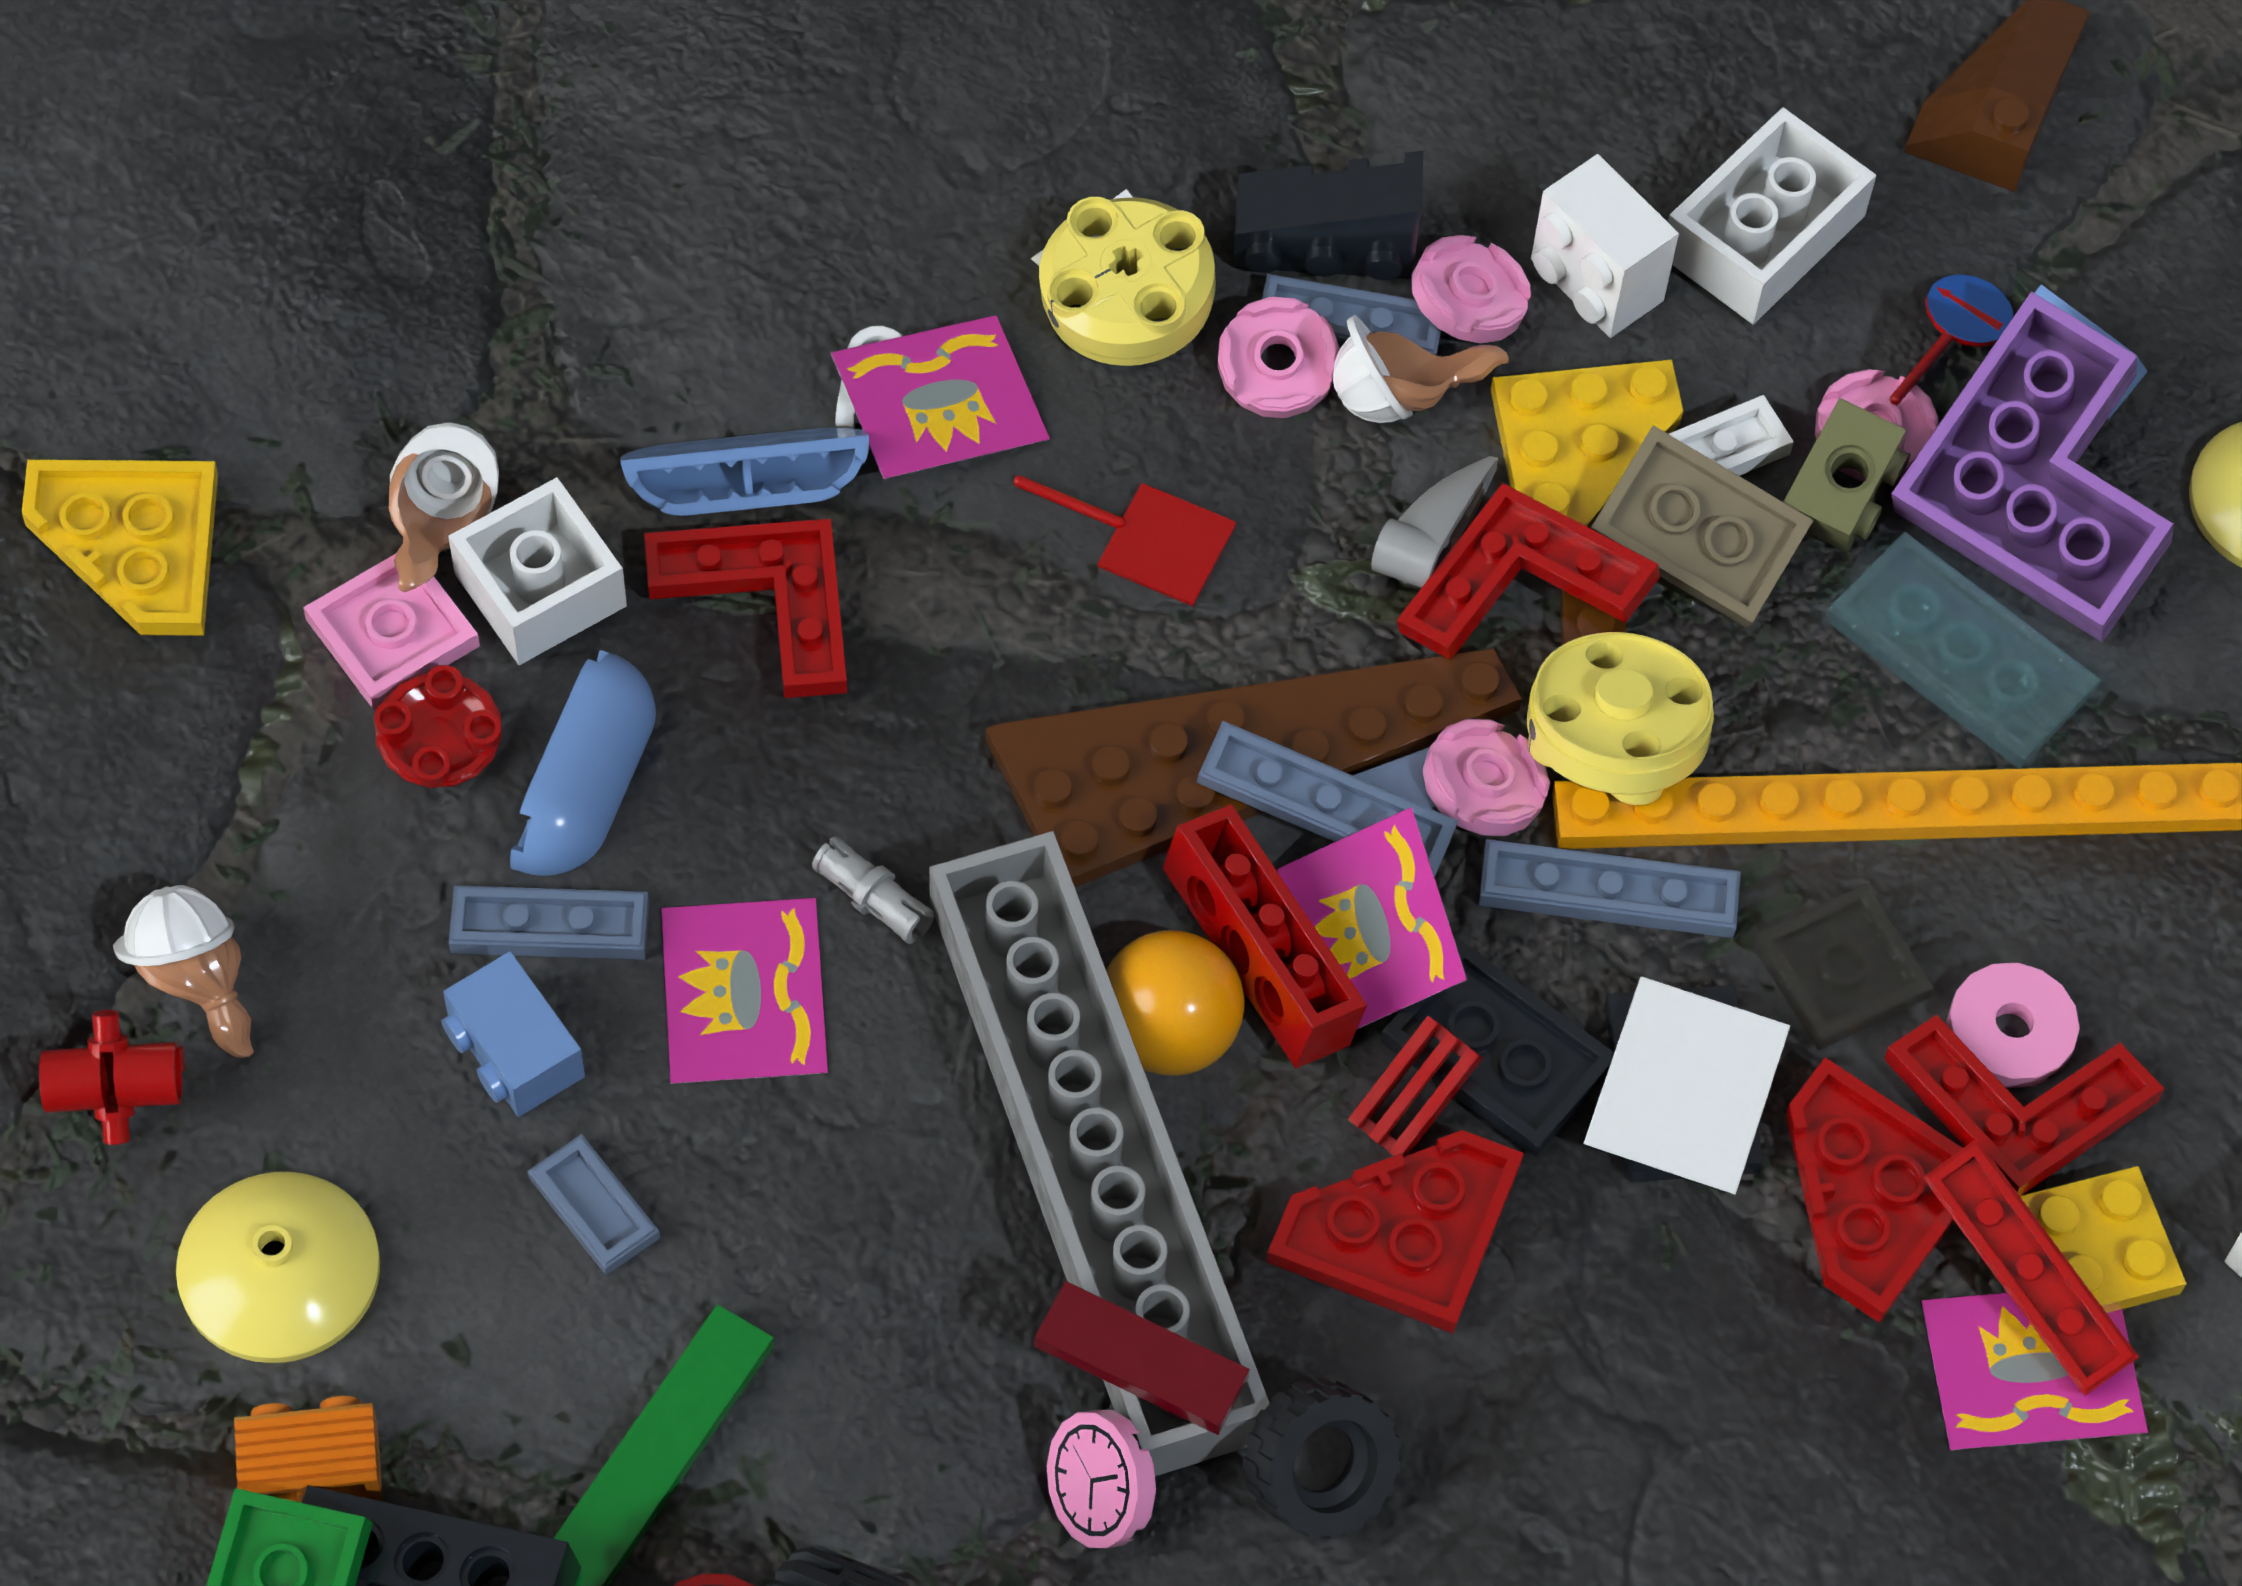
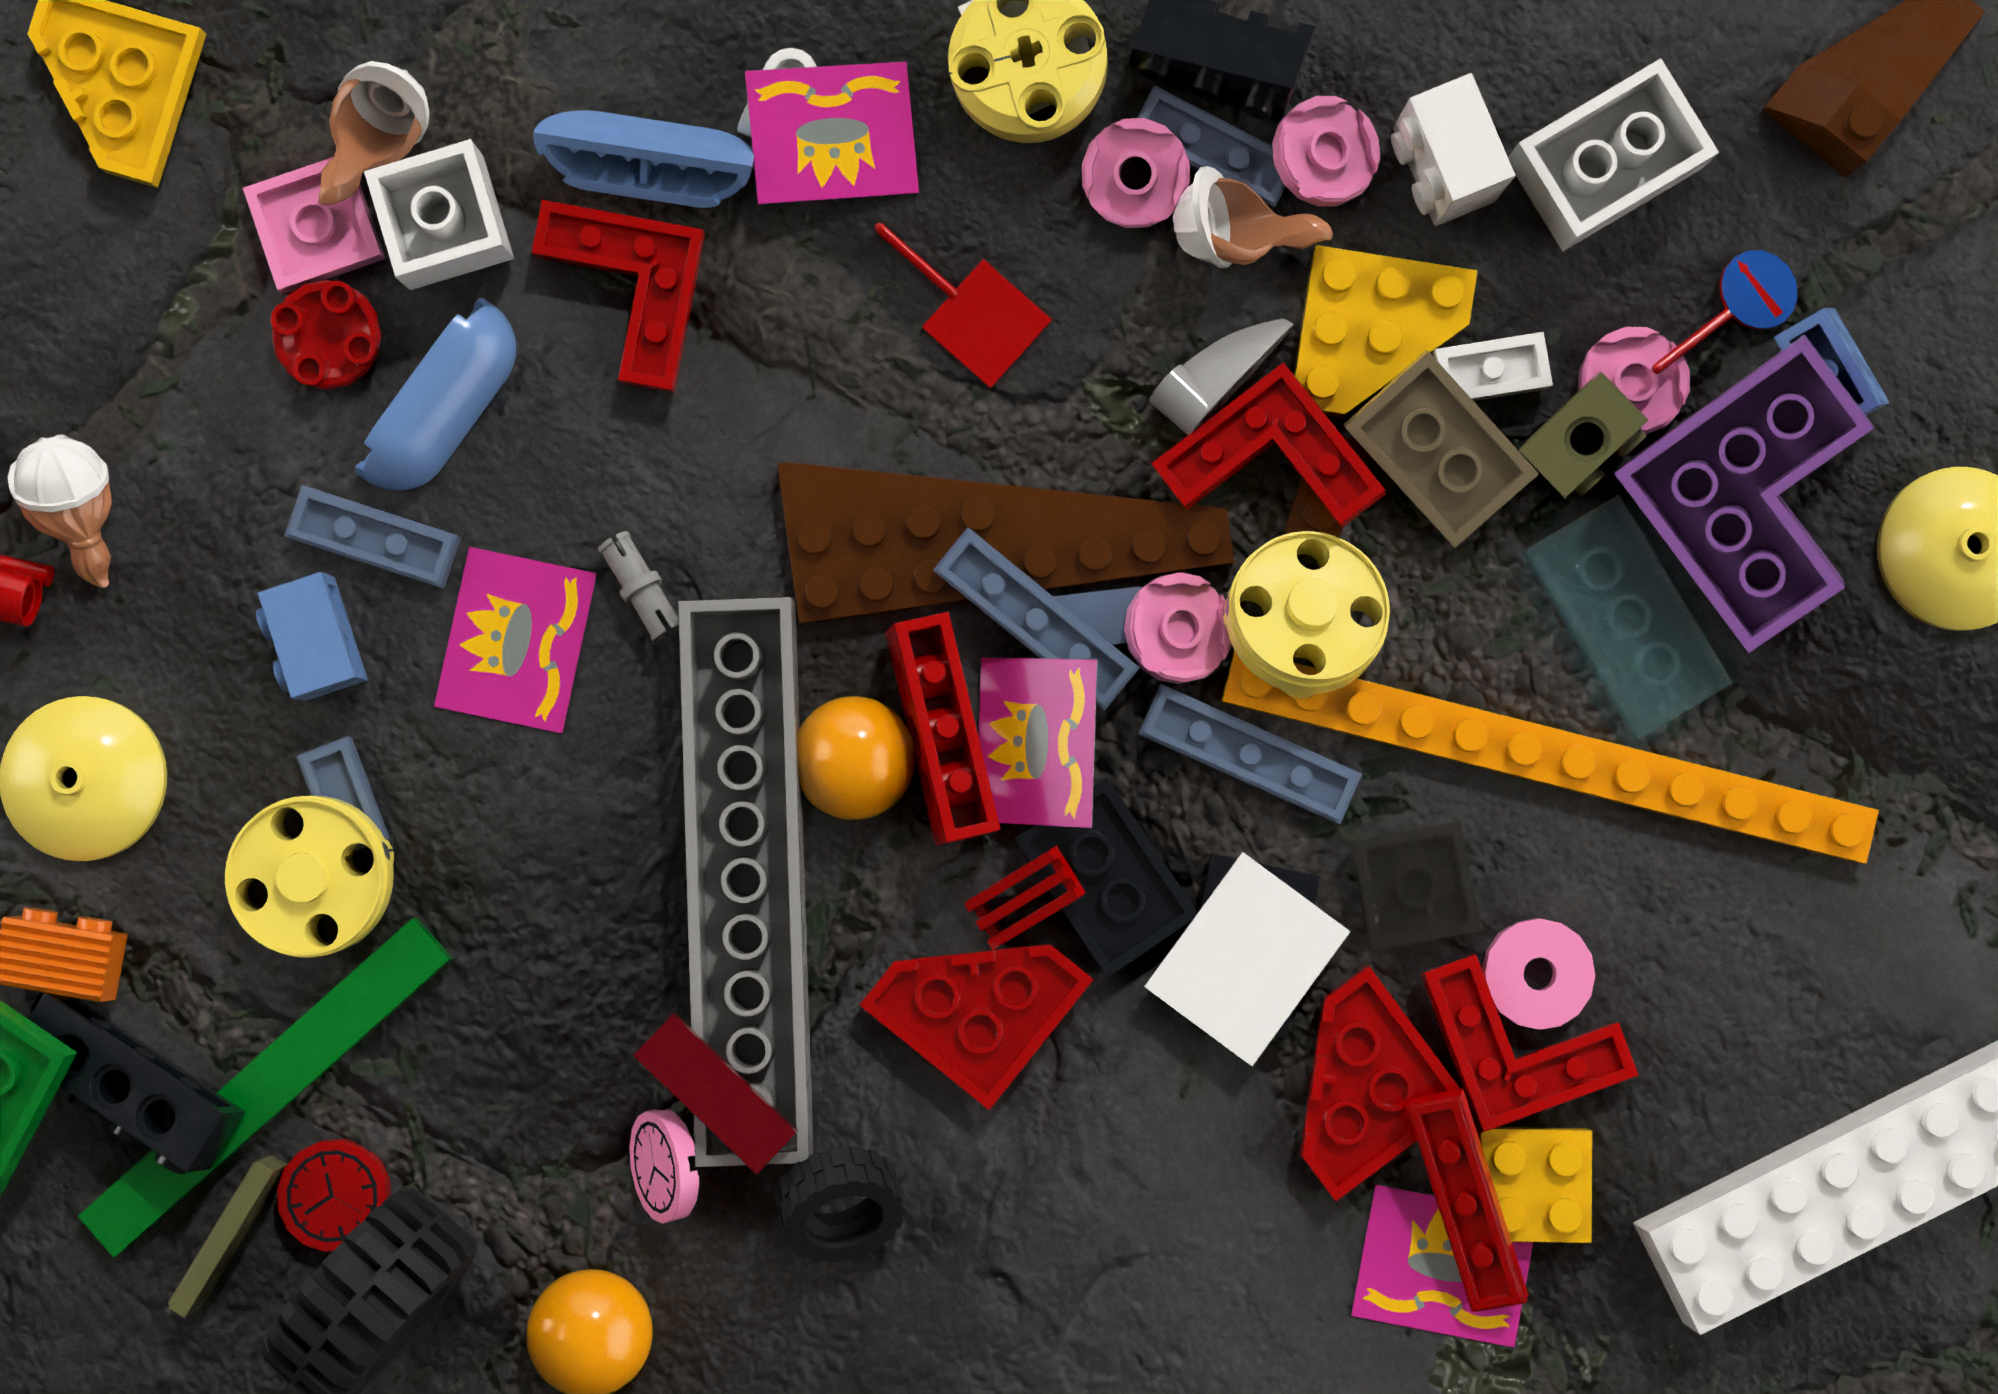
camera: 20 degrees right, 25 degrees up
(584, 1285) = (309, 876): none -> light yellow piece

